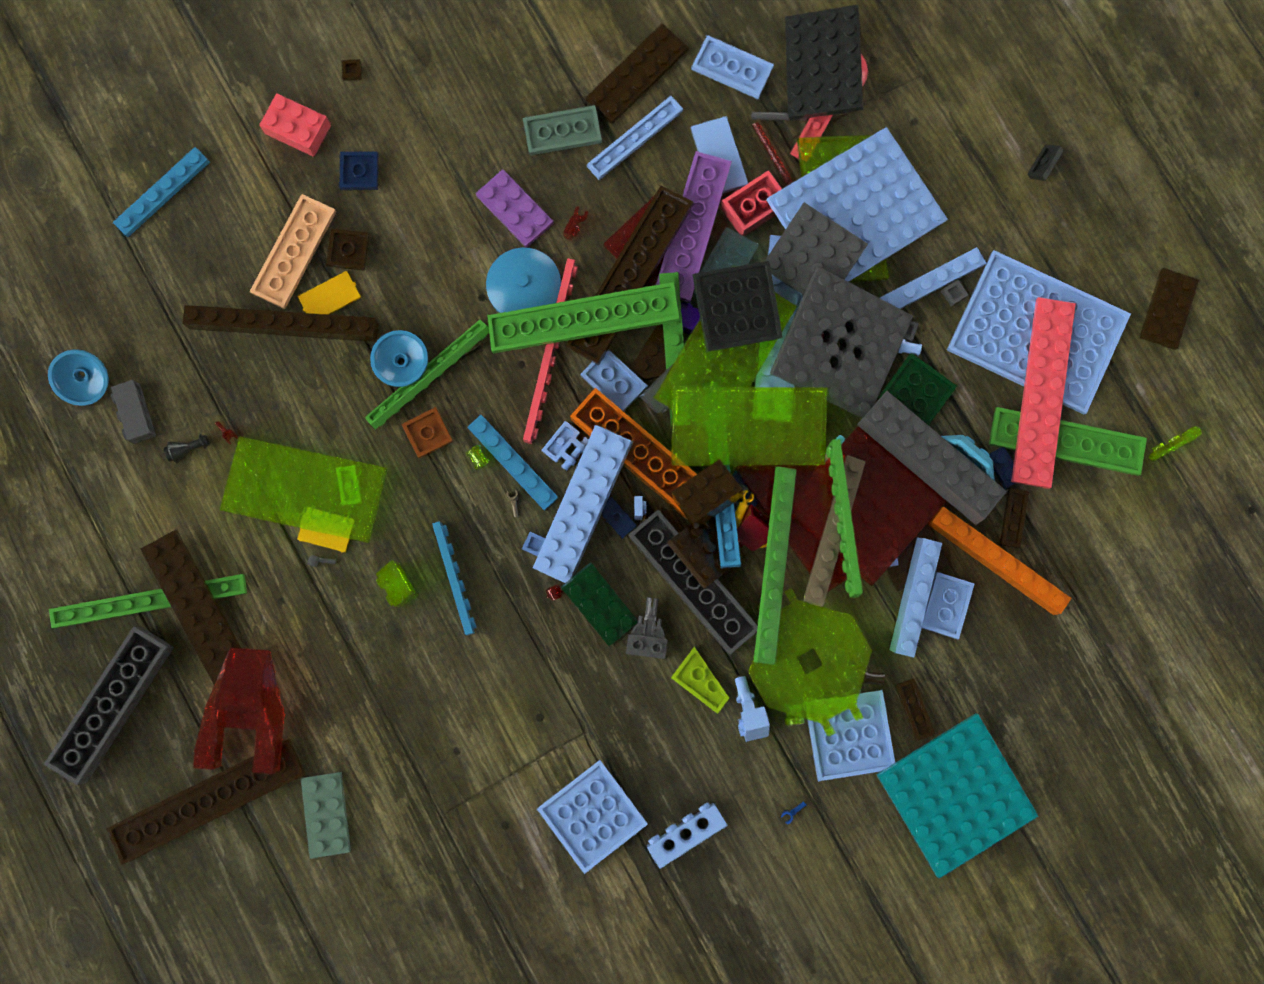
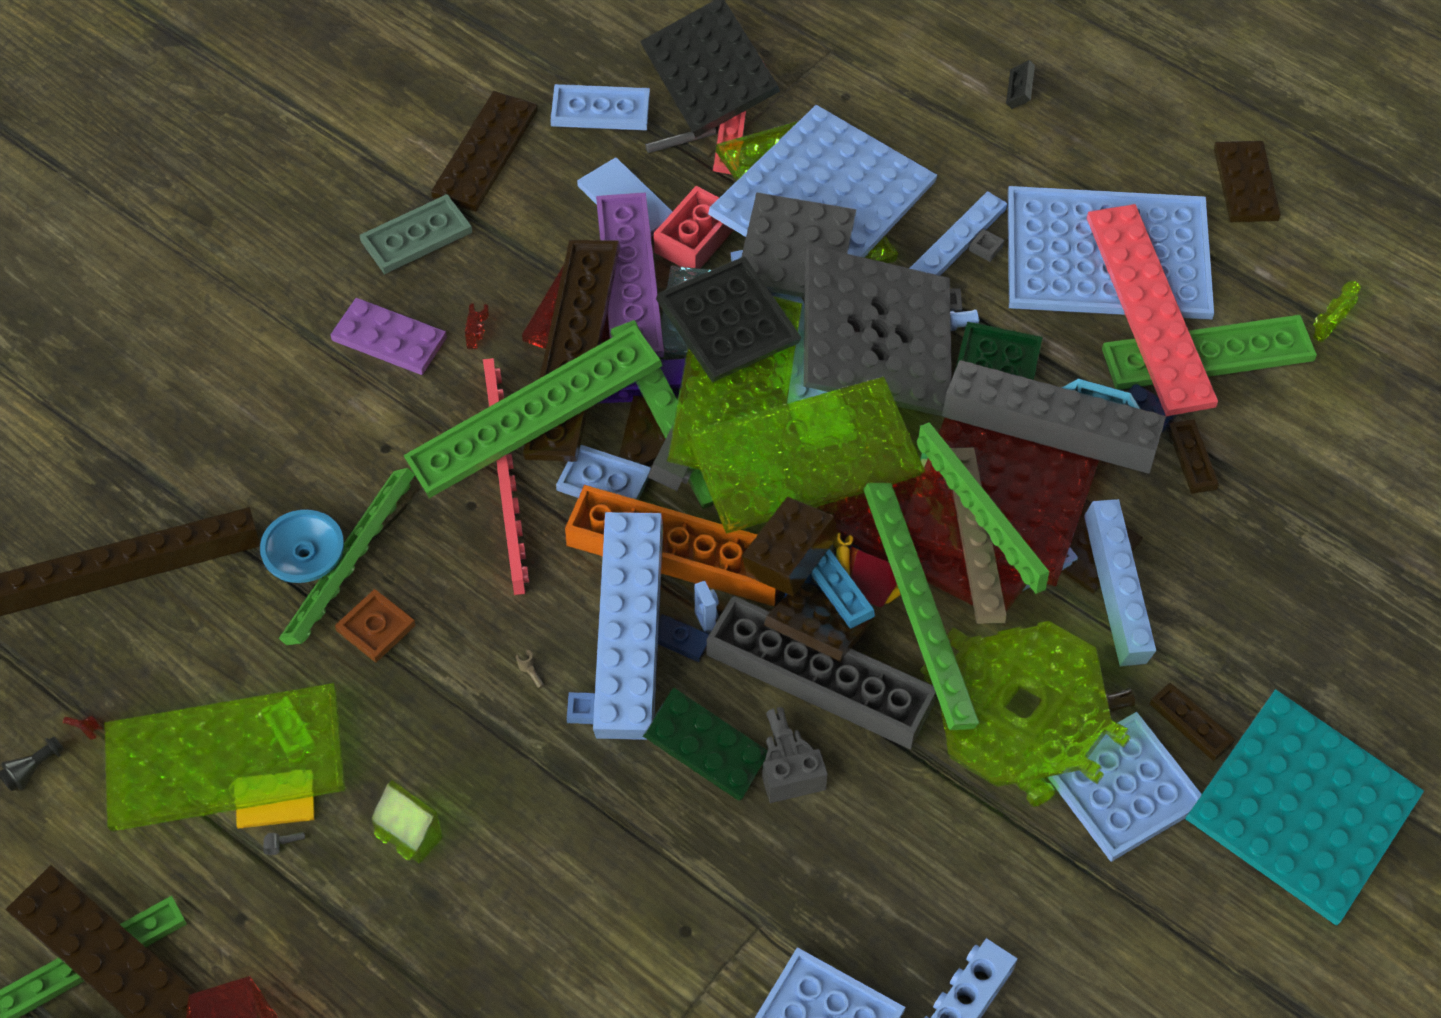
camera: 20 degrees left, 25 degrees down
(293, 251) = (104, 477): light nougat plate -> none
(295, 125) = (58, 334): coral brick -> none
(330, 295) = (181, 506): yellow piece -> none
(347, 249) = (181, 450): dark brown plate -> none
(351, 69) = (113, 255): dark brown plate -> none
(358, 171) = (163, 358): dark blue plate -> none
(457, 586) = (493, 797): dark azure plate -> none
(477, 457) = (457, 629): clear neon green bush -> none
(512, 462) = (509, 622): dark azure plate -> none
(522, 280) = (429, 406): dark azure dish -> none
(554, 592) = (635, 757): clear red plate -> none
(561, 441) = (565, 572): light blue plate -> none
(635, 137) = (511, 214): light blue plate -> none
(699, 681) = (888, 796): lime wing -> none
(753, 721) = (984, 803): light blue brick -> none
(772, 153) = (686, 174): clear red bar -> none
(792, 812) = (1099, 915): blue hand -> none
(947, 605) = (1167, 583): light blue plate -> none
(999, 561) = (1204, 508): orange brick -> none

